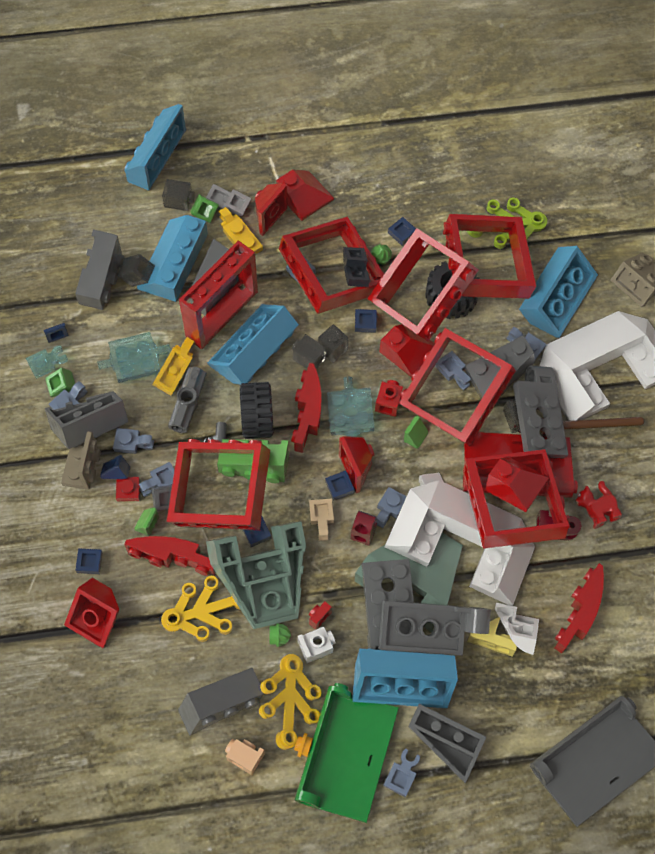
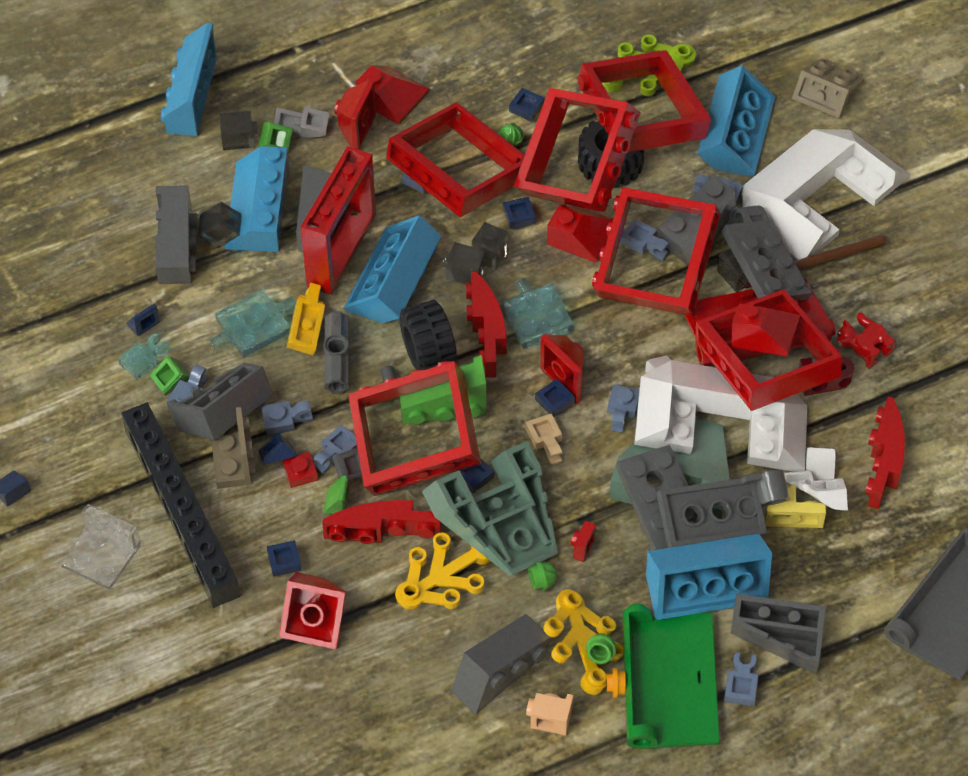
camera: 15 degrees left, 10 degrees down
(27, 495) = (181, 505): none -> black brick
(237, 230) = (319, 150): yellow hinge -> none
(299, 715) = (601, 648): none -> bright green plate
(310, 650) = (588, 580): white brick -> none
(355, 267) = (488, 153): black slope -> none
(363, 528) = (601, 431): dark red leg -> none
(388, 404) = (578, 284): red brick -> none
(415, 432) = (623, 319): bright green slope -> none
(527, 603) = (820, 462): none -> white slope

